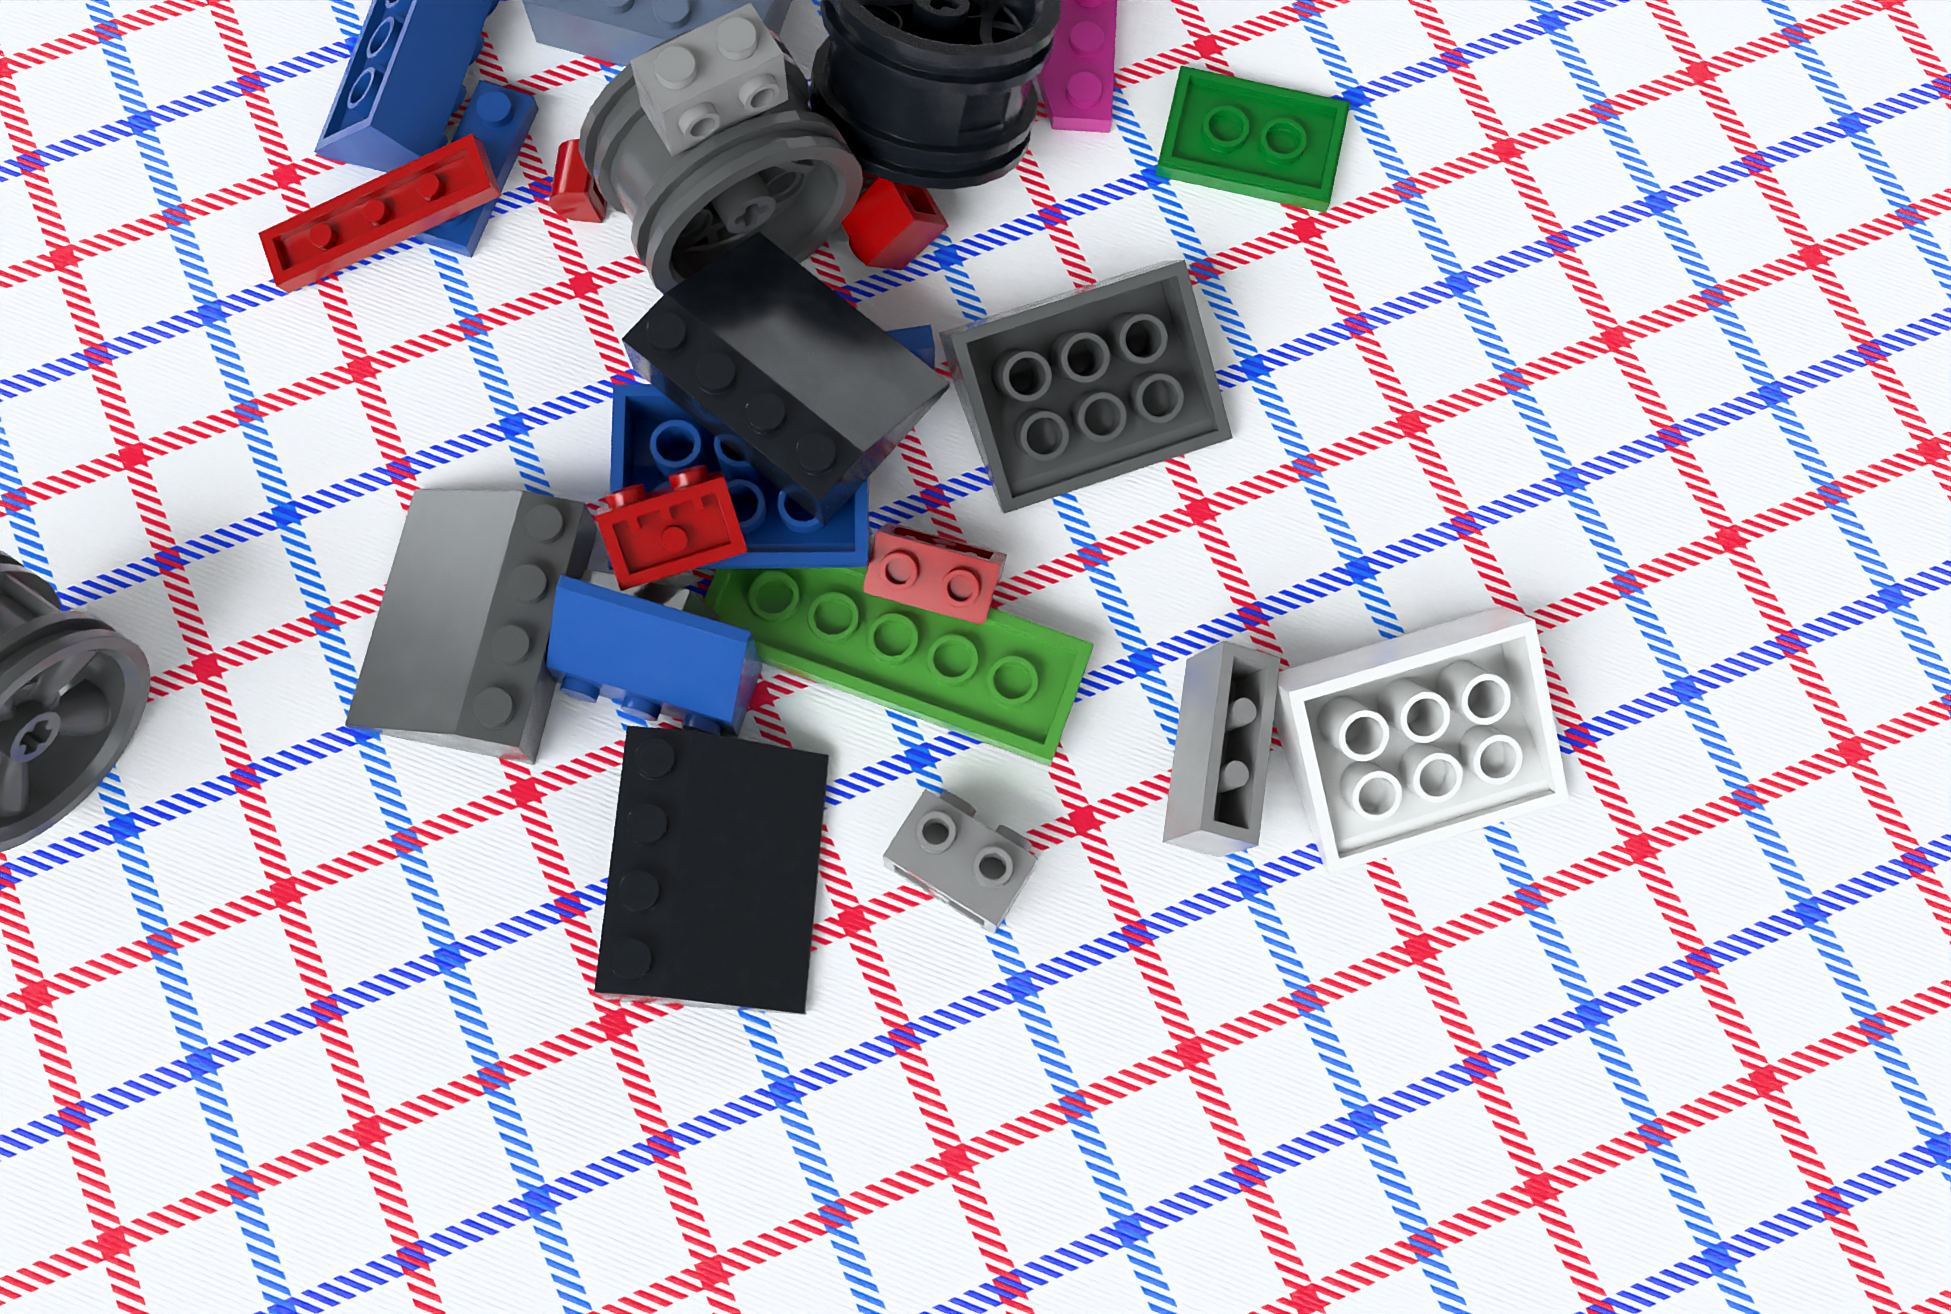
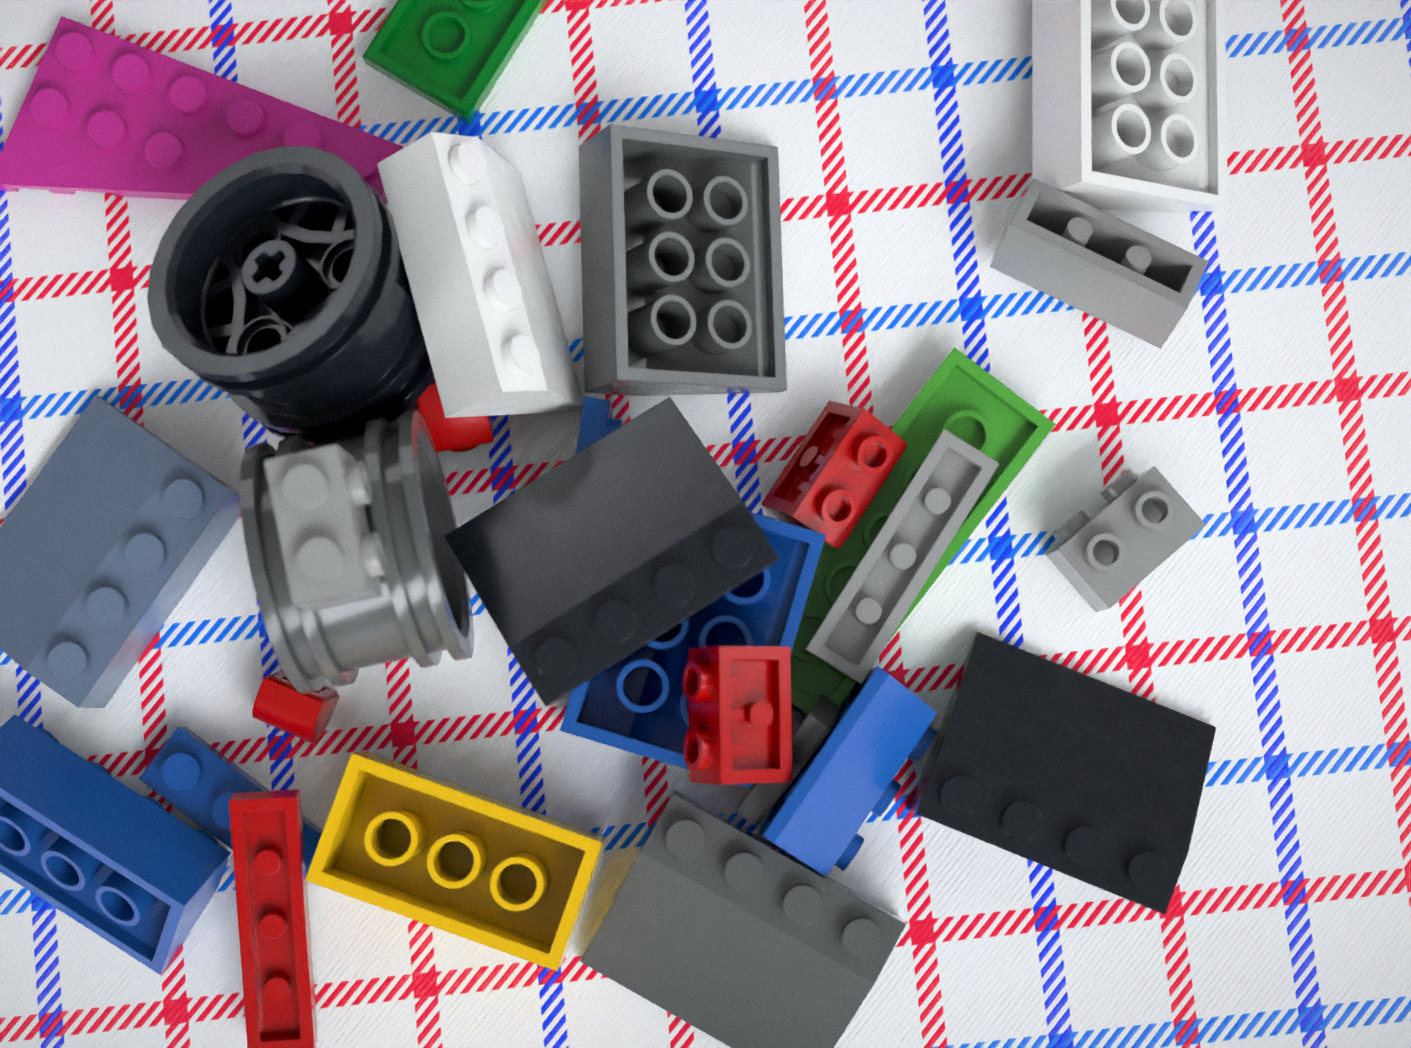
camera: 65 degrees left, 10 degrees up
(475, 348) = (456, 859): none -> yellow brick
(873, 645) = (902, 557): none -> light grey plate
(1003, 200) = (478, 279): none -> white slope

